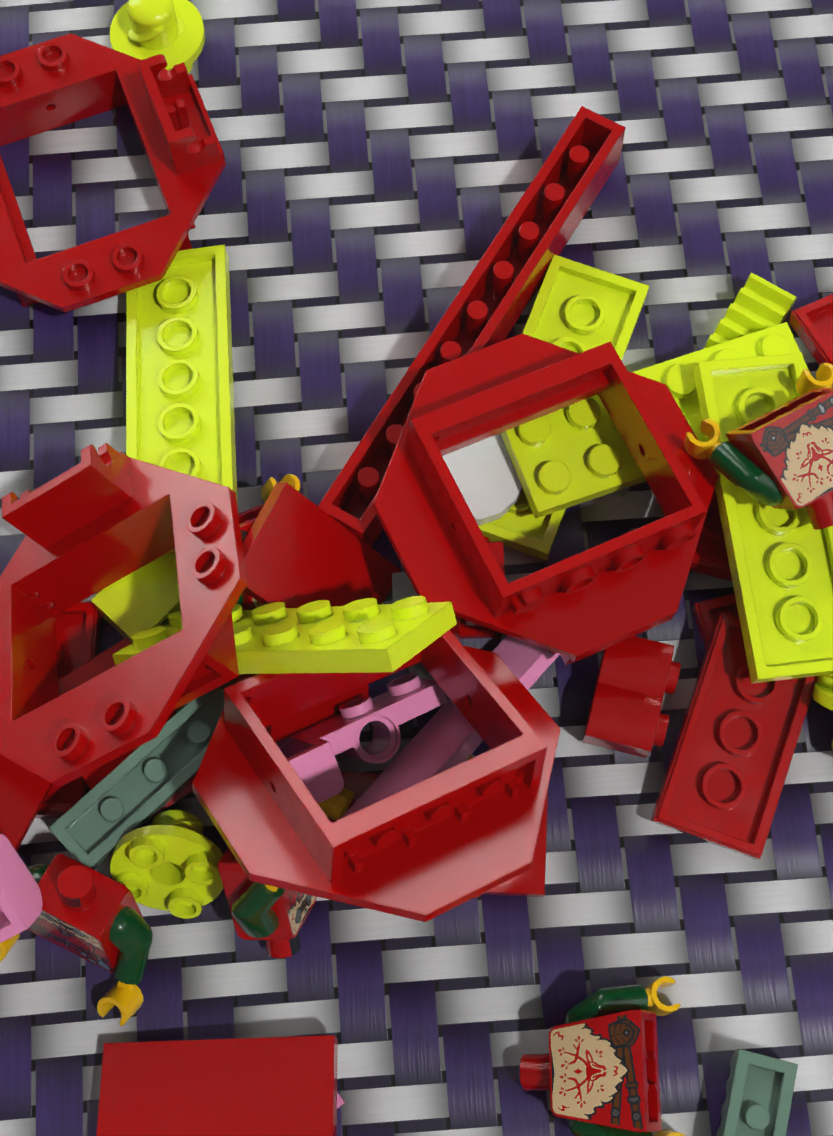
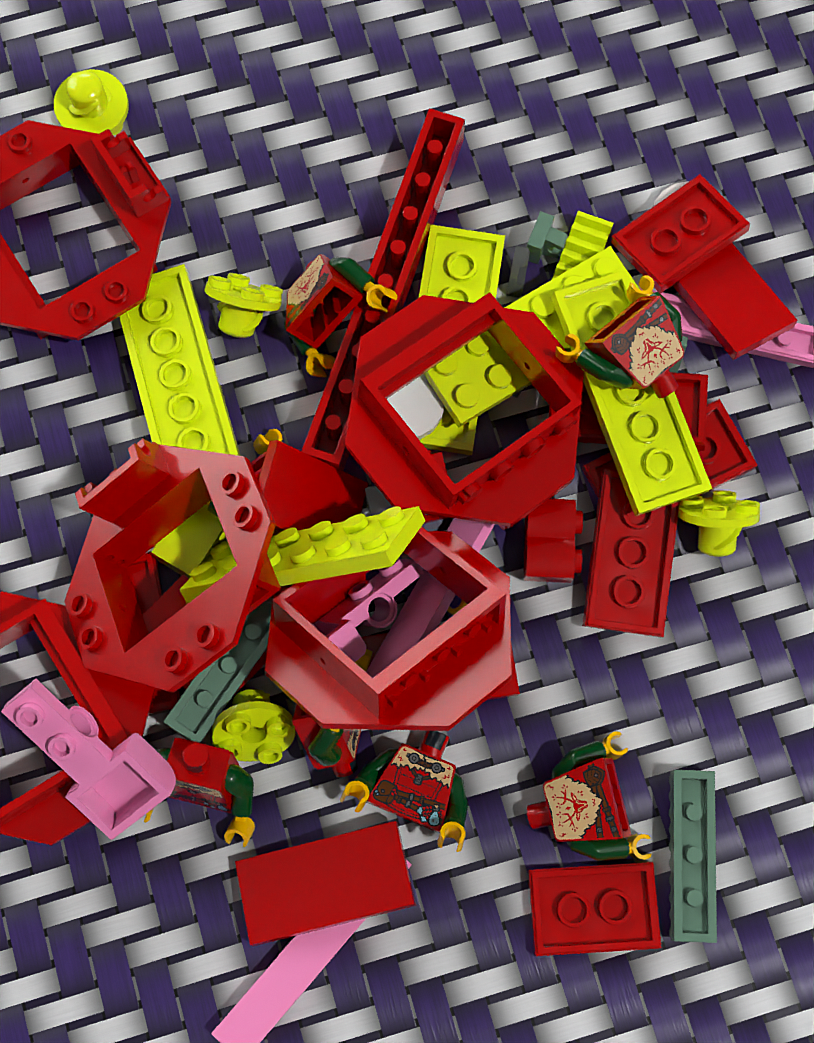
camera: 15 degrees left, 5 degrees up
(285, 306) = (241, 303): none -> neon yellow plate
(372, 994) = (415, 787): none -> torso
(390, 321) = (323, 300): none -> torso
(657, 334) = (518, 271): none -> dark grey tile
(700, 301) = (545, 239): none -> sand green tile

